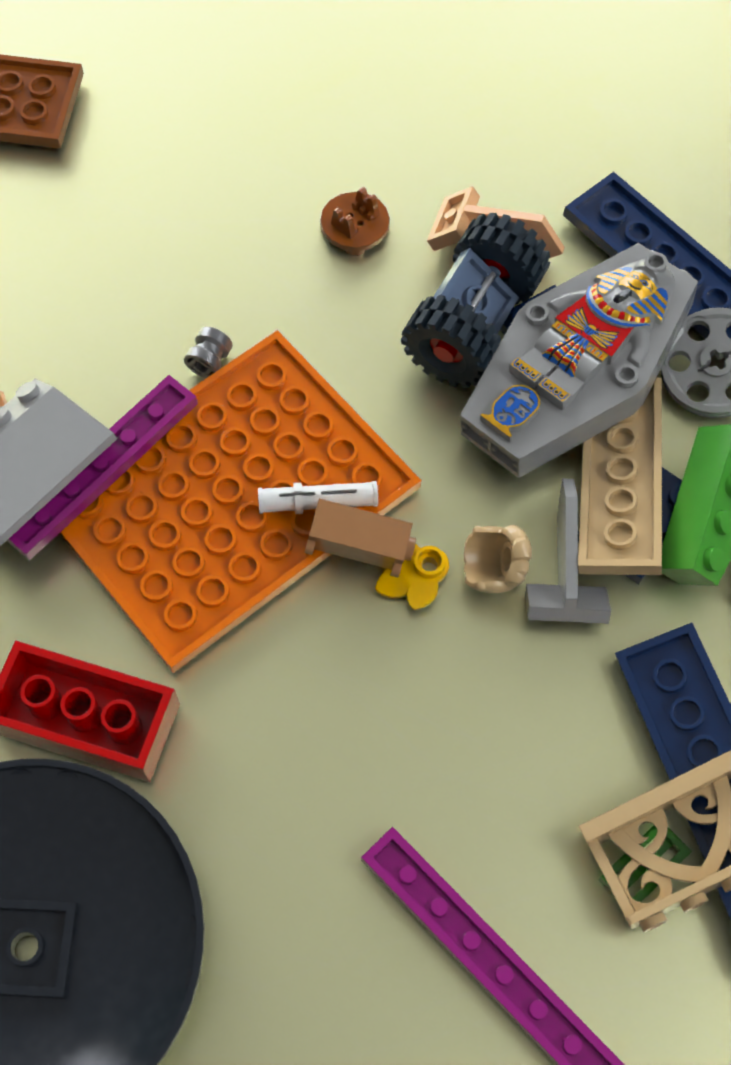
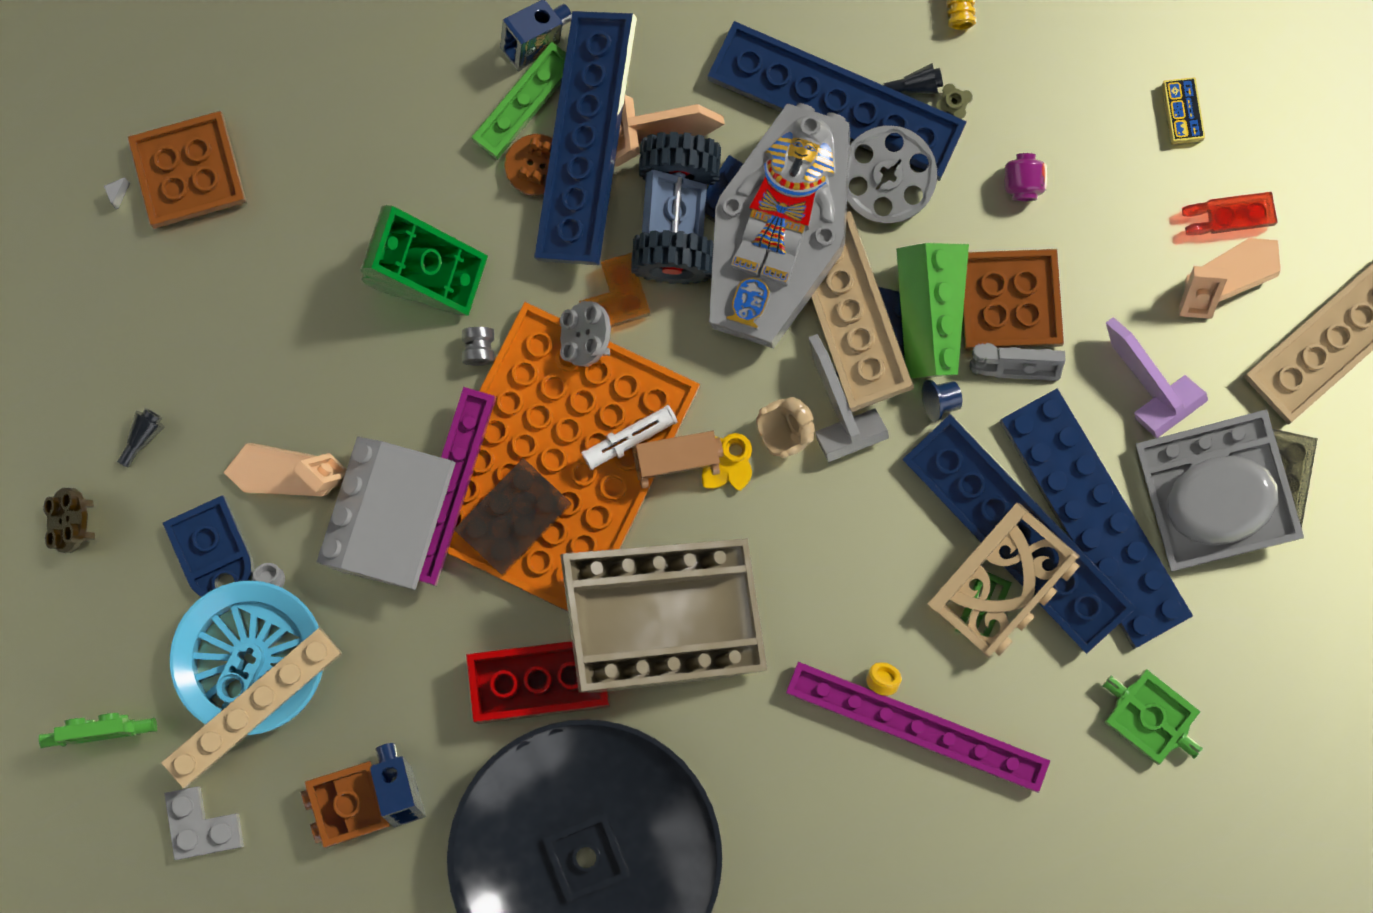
camera: 20 degrees left, 15 degrees up
(150, 526) = (513, 517): none -> clear smoke plate
(187, 243) = (421, 263): none -> green brick
(252, 694) = (662, 615): none -> dark tan slope
(322, 376) = (585, 333): none -> light grey plate
(371, 163) = (522, 102): none -> bright green plate
(373, 375) = (626, 296): none -> clear orange plate
(409, 107) = (531, 31): none -> dark blue torso
(412, 211) = (585, 138): none -> dark blue plate
(487, 896) = (883, 679): none -> yellow tile
(686, 606) = (940, 398): none -> dark blue piece

